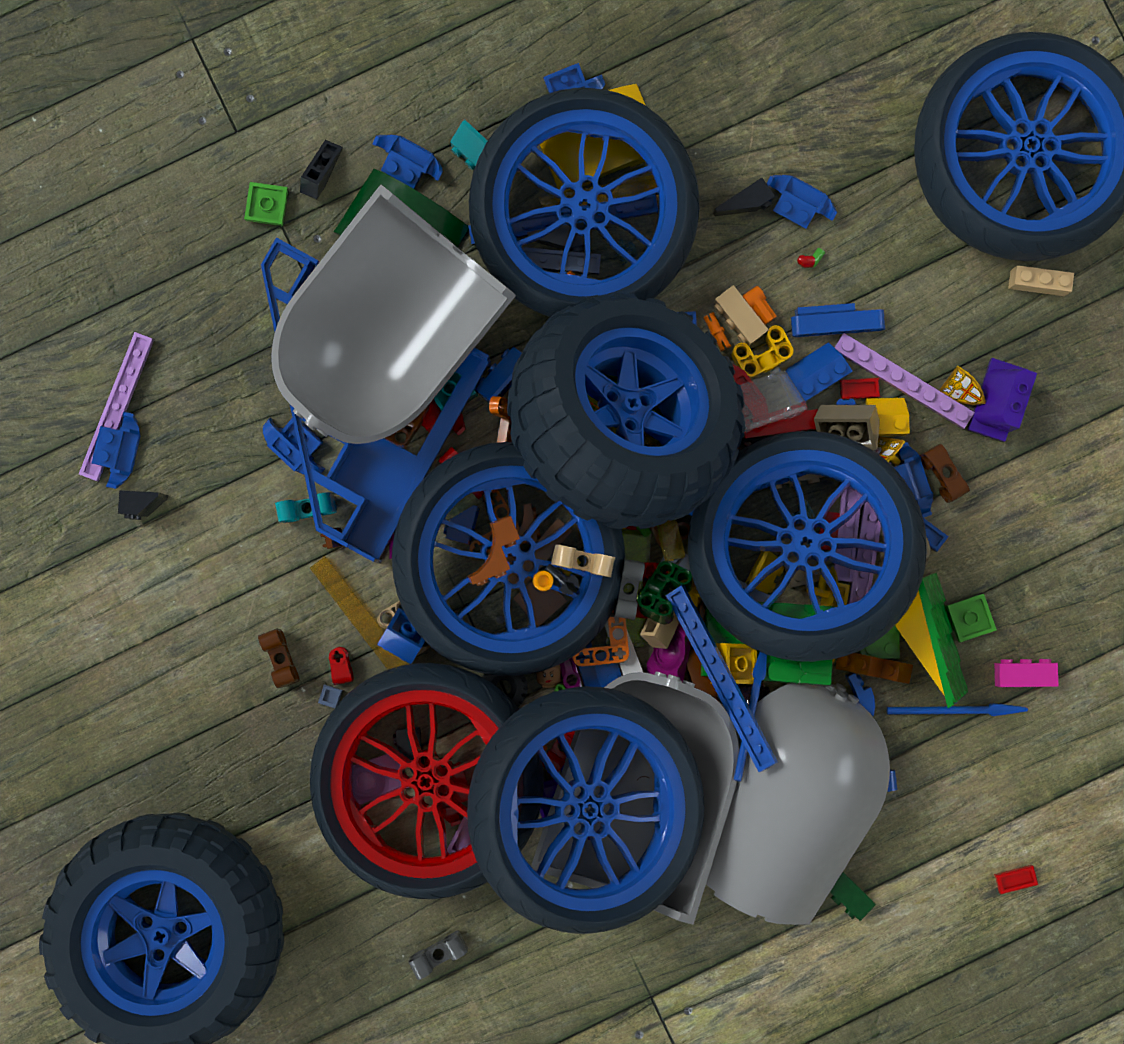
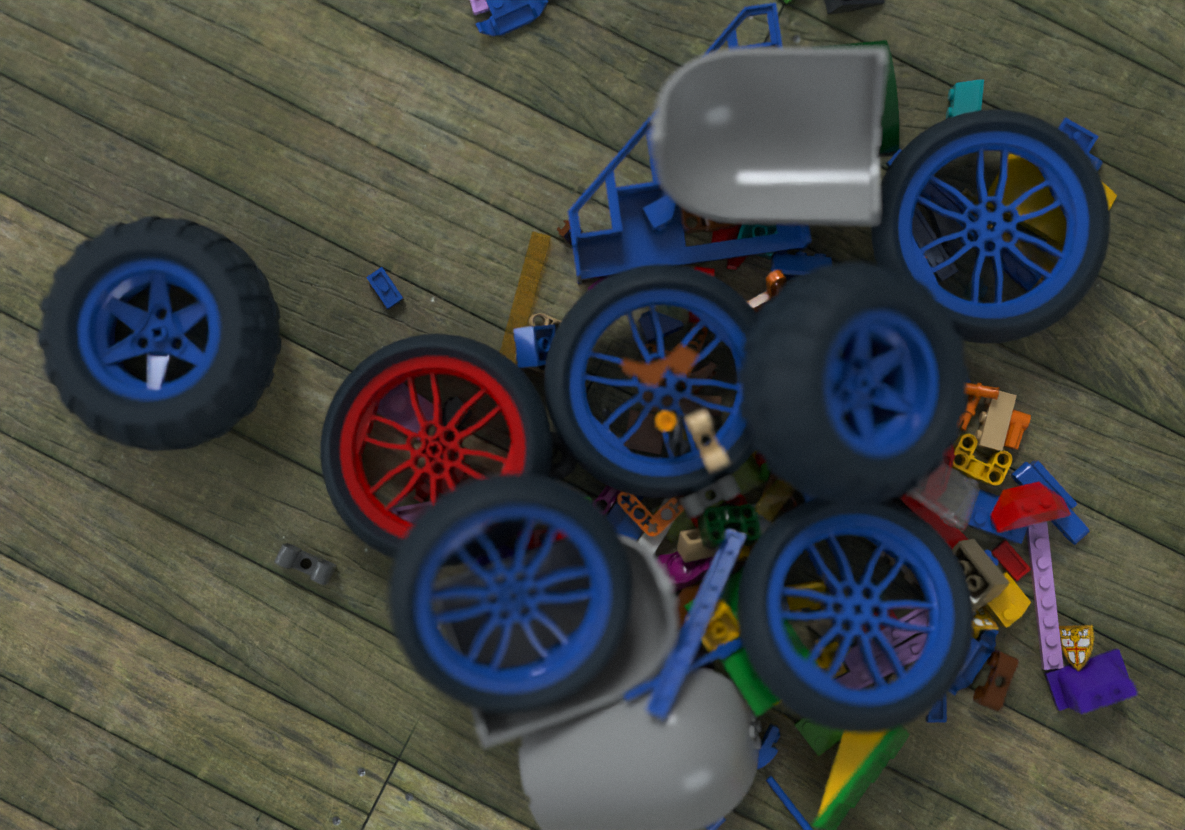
camera: 55 degrees right, 0 degrees up
(139, 504) = (481, 59): black slope -> none
(264, 721) = (385, 288): none -> blue plate
(275, 643) = (452, 250): reddish brown beam -> none
(285, 445) = (614, 138): blue plate -> none
(294, 510) = (566, 182): teal beam -> none
(330, 696) = (444, 324): sand blue tile -> none
(340, 670) = (470, 317): red piece -> none
(374, 457) = (659, 213): none -> blue slope
(407, 160) = (914, 60): blue plate -> none
(549, 677) = (590, 486): medium nougat head -> none
(707, 310) = (980, 390): none -> orange pin
(748, 200) = (1093, 356): black slope -> none
(800, 200) = (1126, 397): blue plate -> none
(811, 261) = (1083, 443): red arm -> none
(827, 344) = (1027, 506): none -> red wedge
(875, 667) = (796, 741): dark orange arch -> none
(971, 618) = (895, 790): bright green plate -> none

